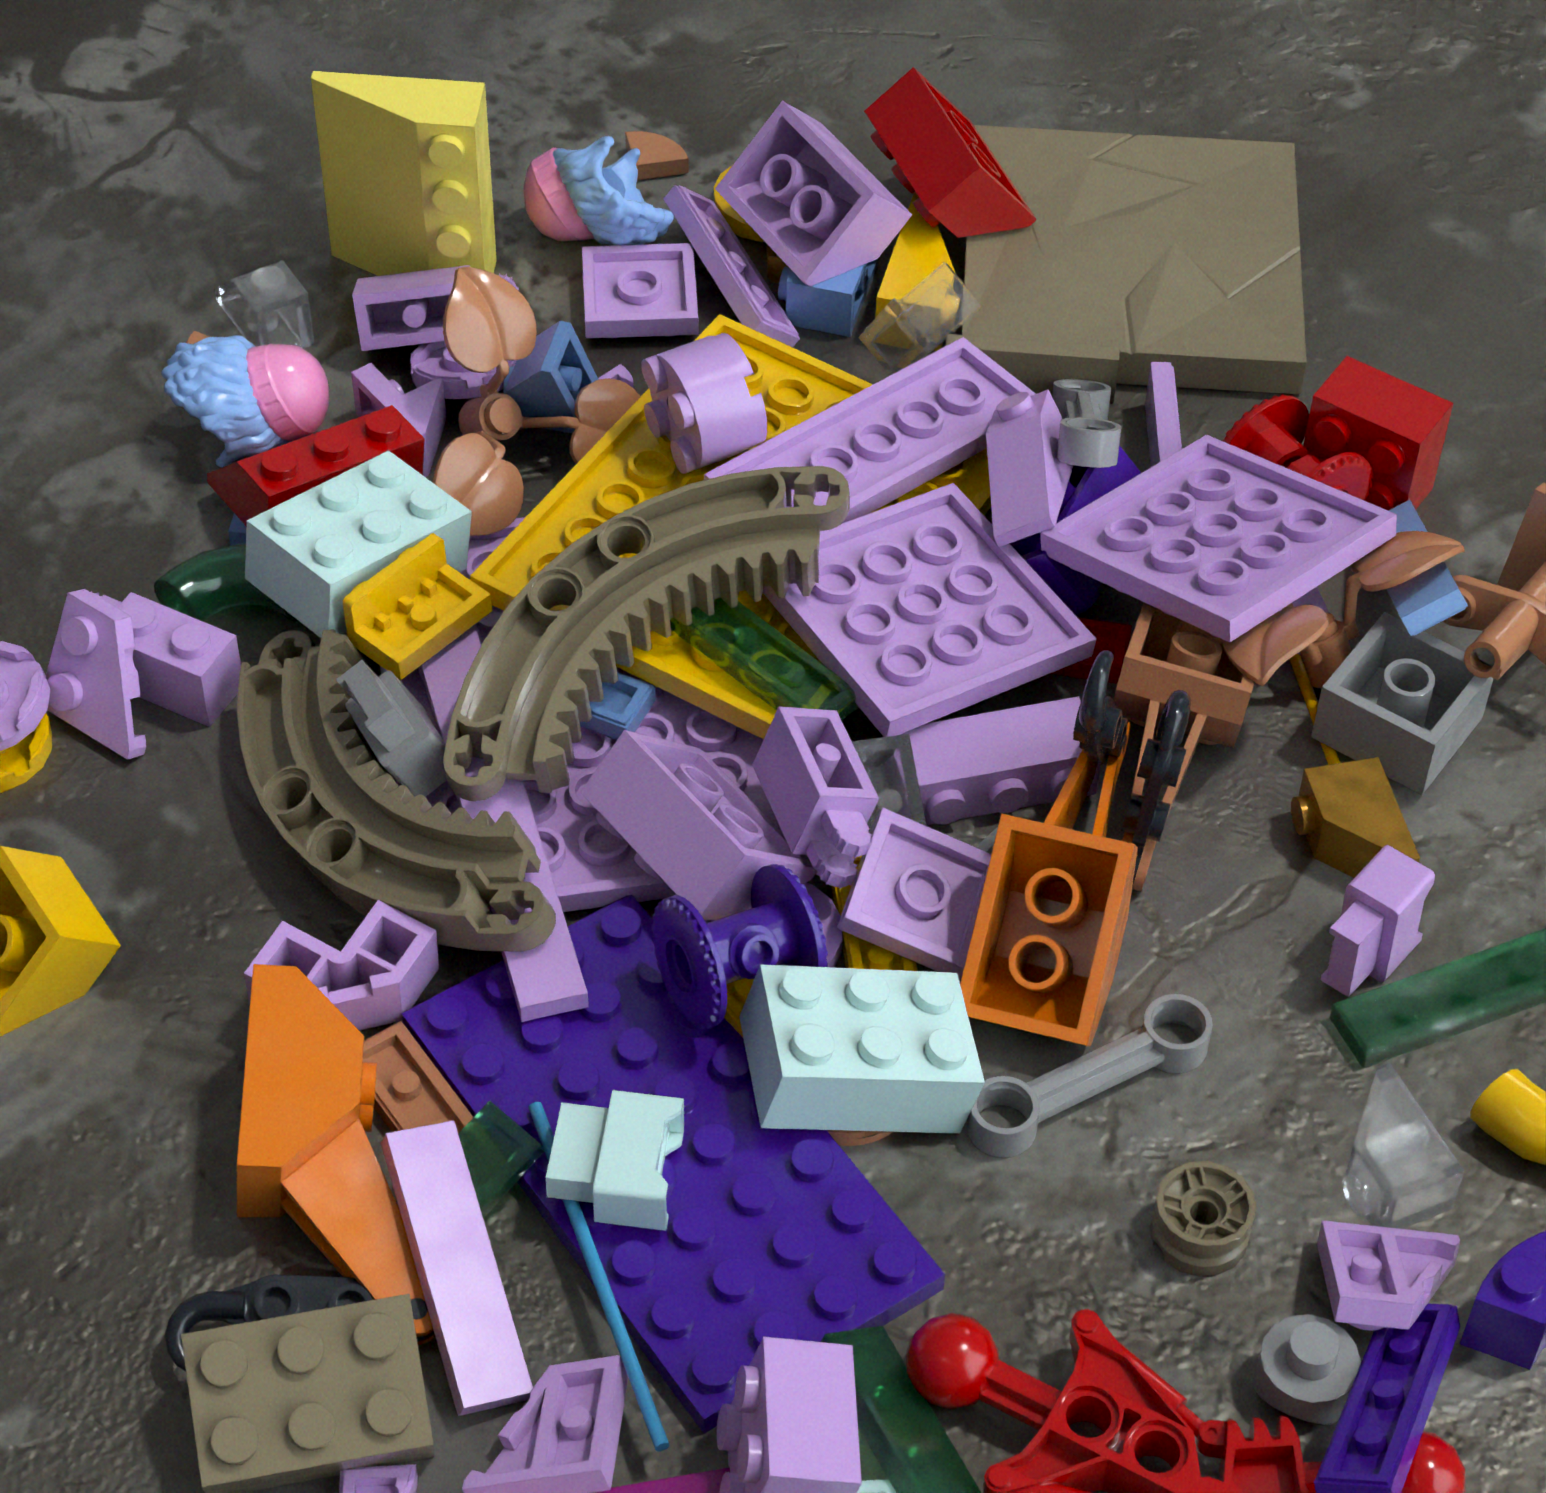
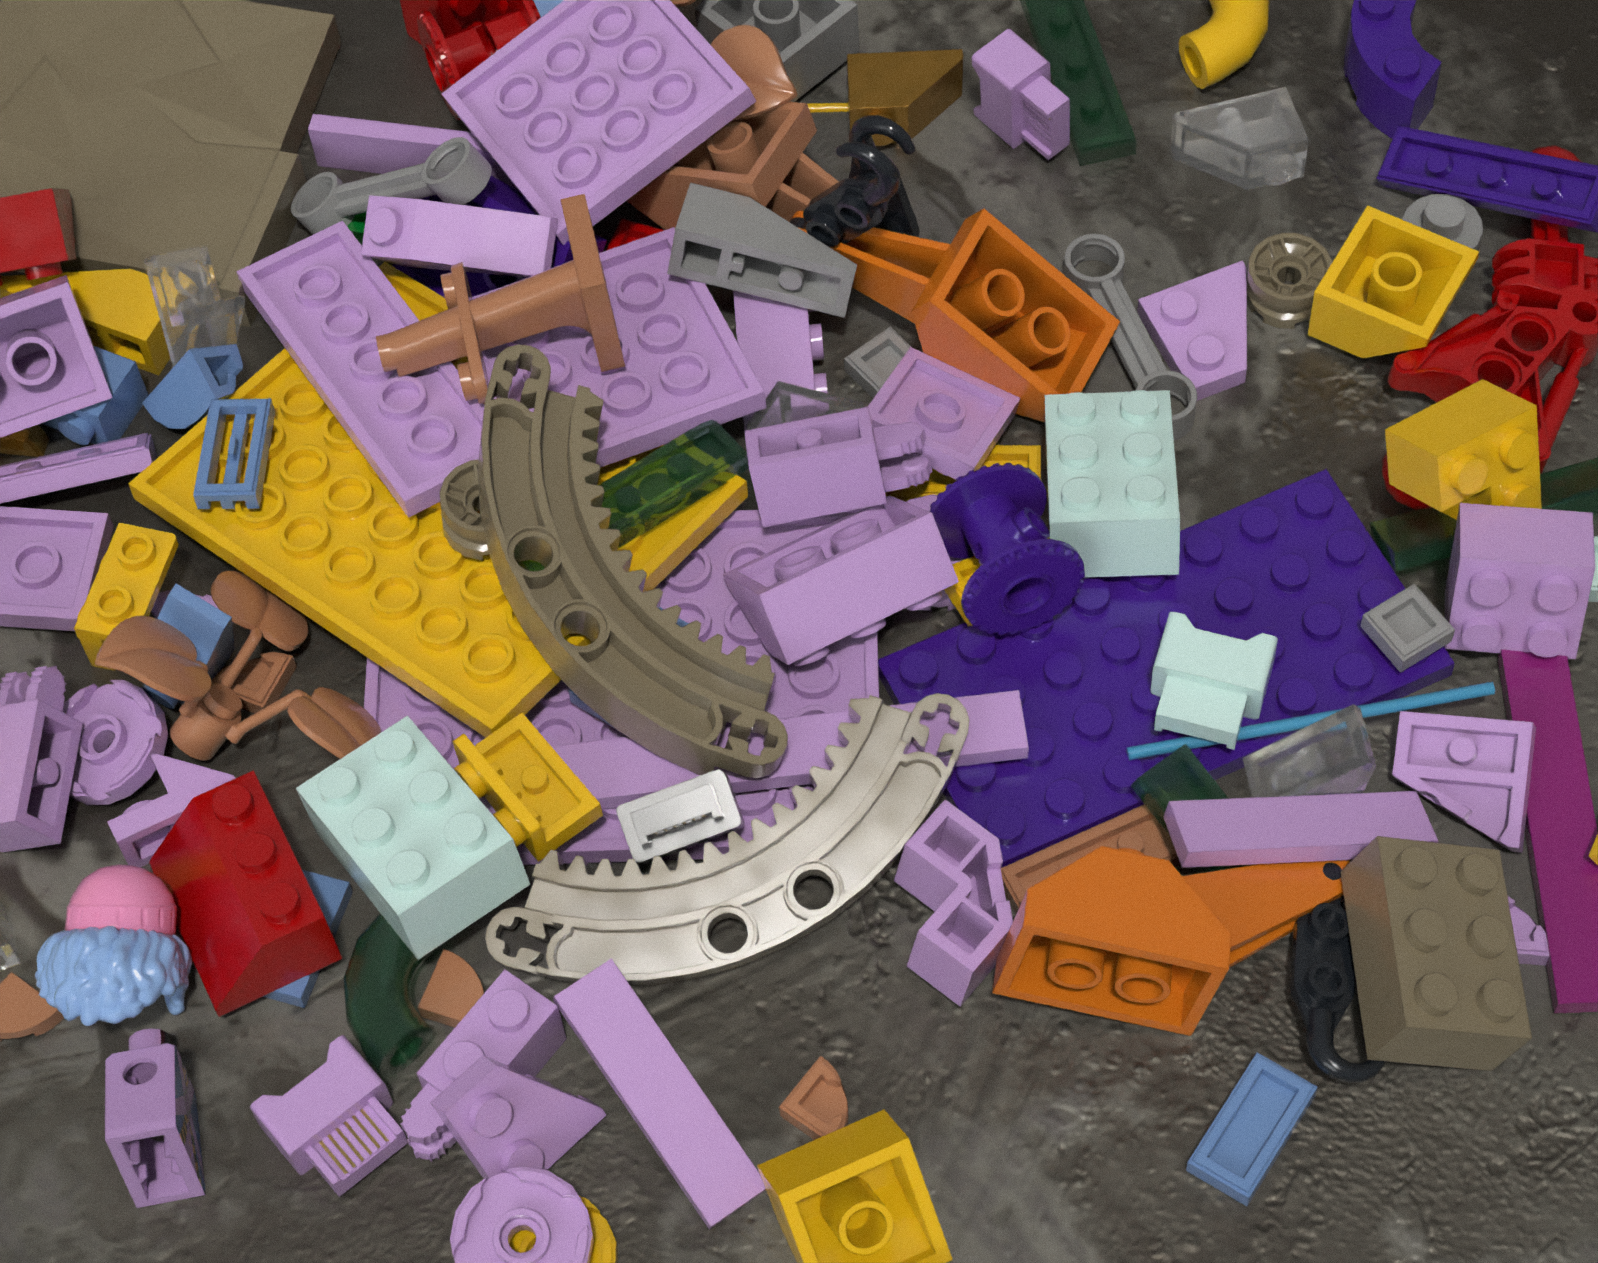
camera: 75 degrees left, 10 degrees up
(97, 445) = (149, 1098): none -> lavender torso
(108, 560) = (334, 1119): none -> lavender piece
(125, 1270) = (1251, 1129): none -> medium blue tile
(136, 772) = (660, 1093): none -> lavender tile
(145, 914) = (817, 1102): none -> nougat tile
(250, 628) = (450, 991): none -> nougat tile
(542, 1283) = (1316, 760): none -> clear slope
(546, 454) = (261, 680): none -> nougat tile
(617, 333) = (125, 583): none -> yellow bracket
(703, 402) = (314, 482): lavender brick -> none
(718, 1349) = (1407, 628): none -> light grey tile
(783, 371) = (231, 490): none -> medium blue tile
(852, 349) = (186, 390): none -> medium blue brick
(936, 1357) = (1468, 450): none -> yellow brick
(950, 527) = (554, 298): none -> nougat piece
(1057, 665) = (754, 251): none -> light grey slope
(1113, 1145) = (1202, 328): none -> lavender wing
(1197, 1292) = (1388, 286): none -> yellow slope
(1382, 1273) = (1362, 168): lavender wing -> none

